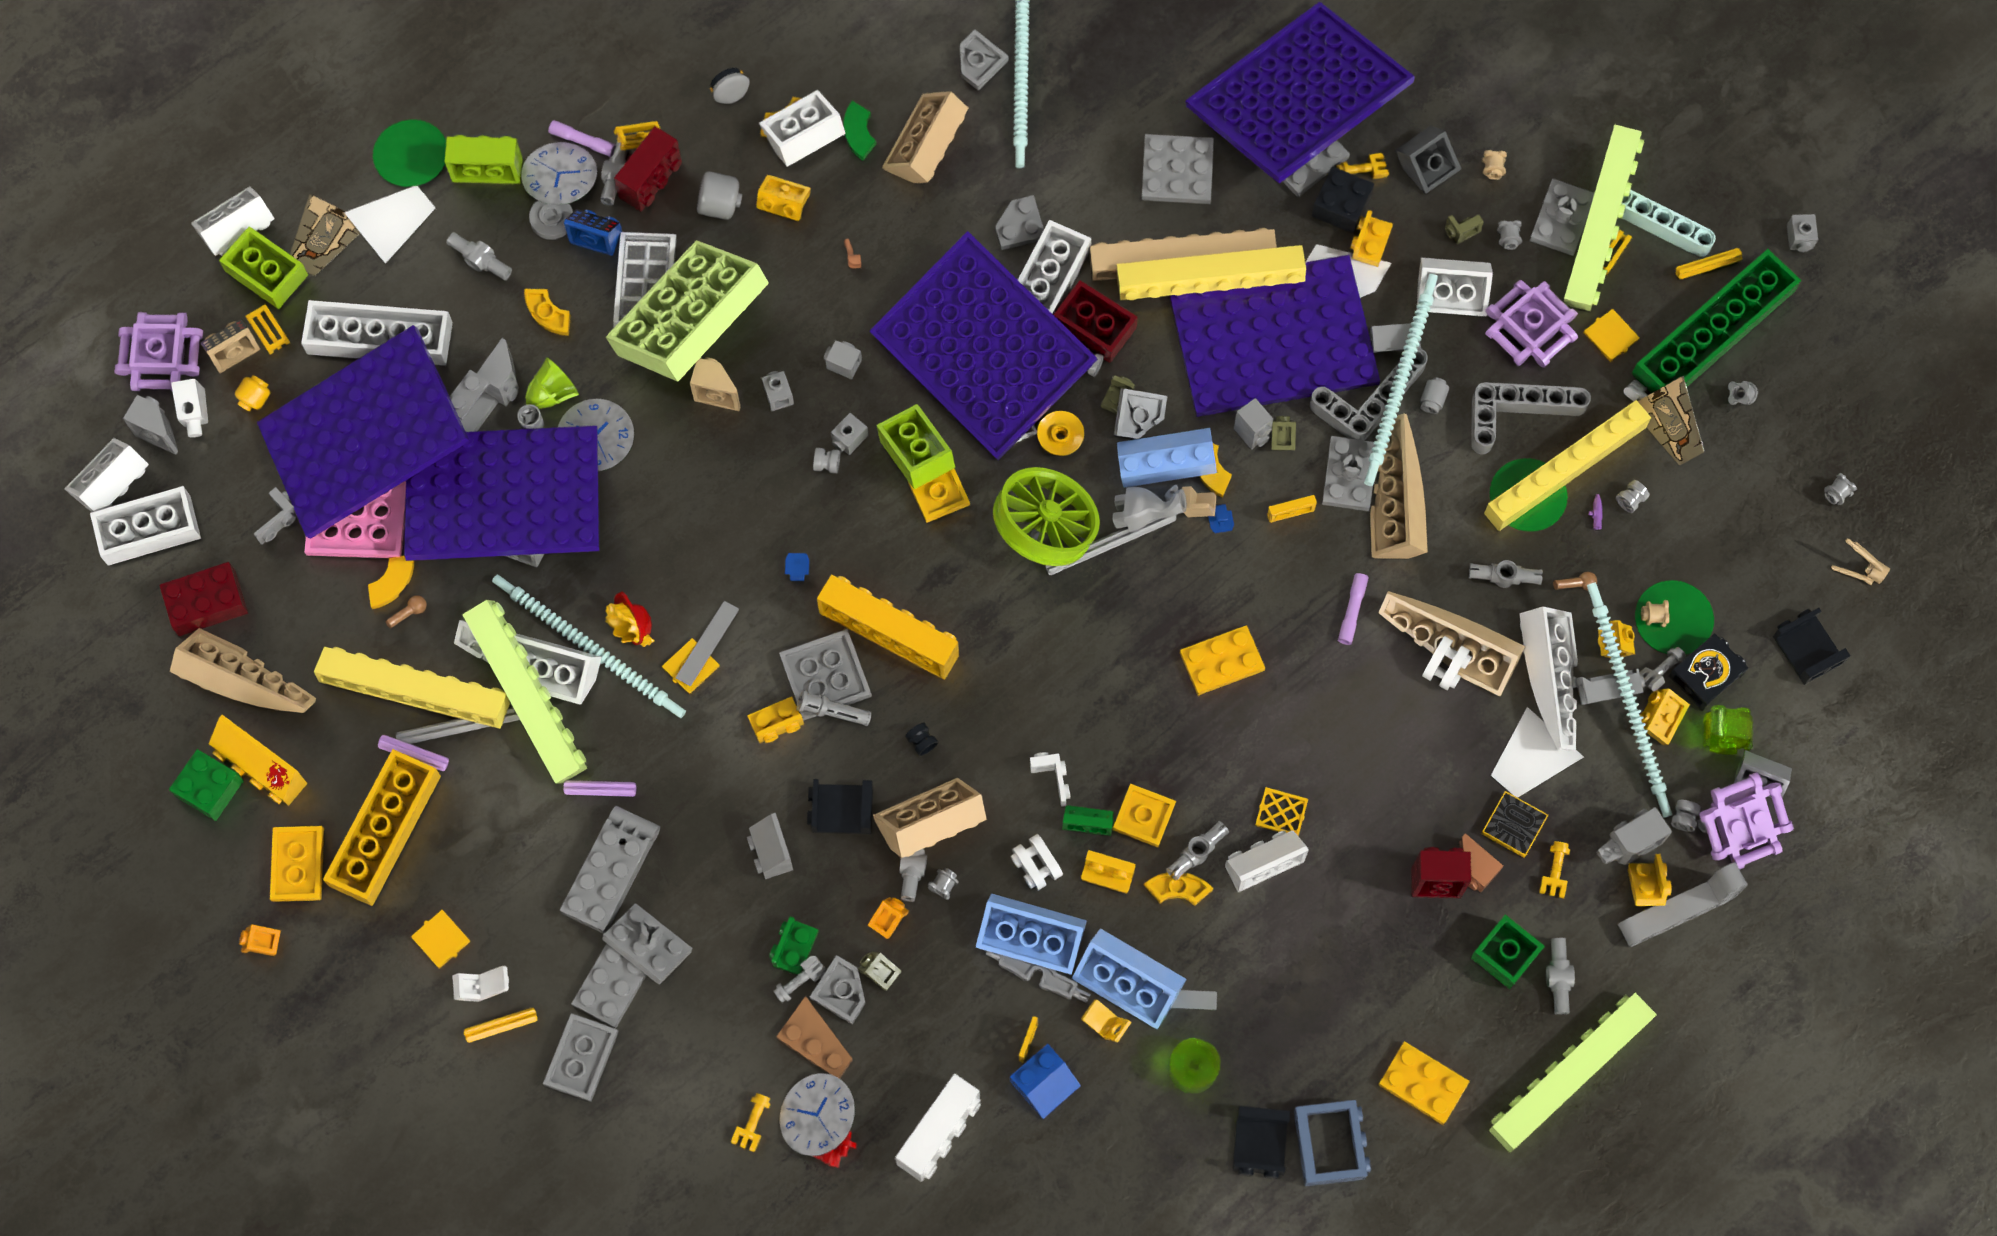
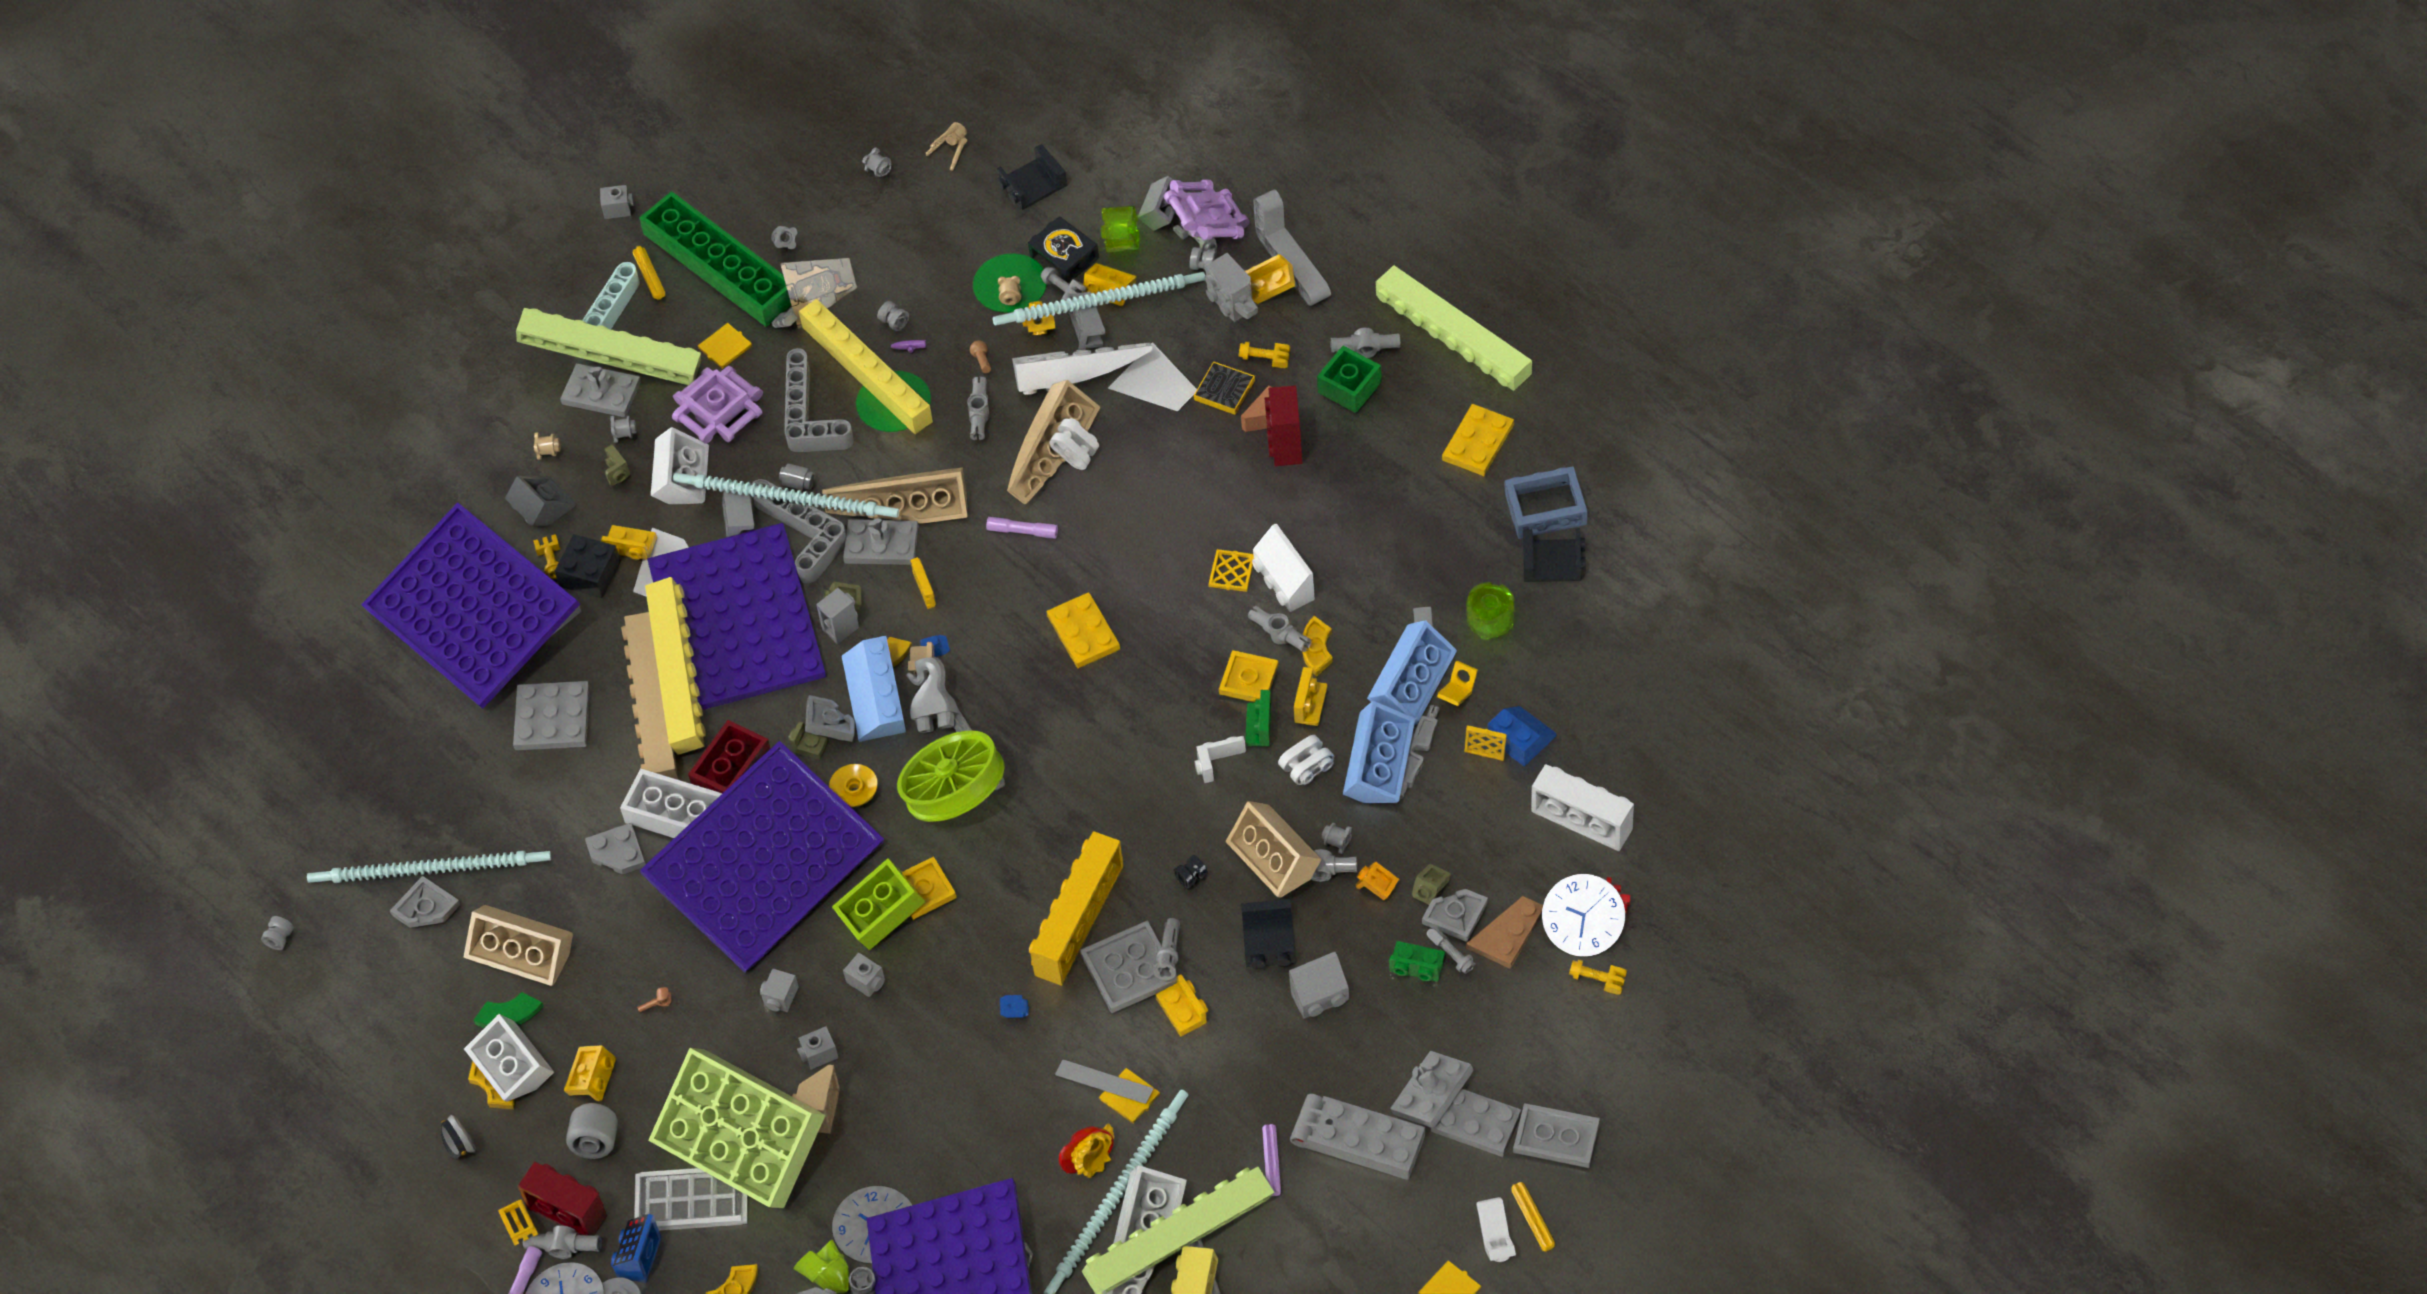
camera: 90 degrees left, 15 degrees down
(826, 460) = (894, 992): light grey wheel -> none

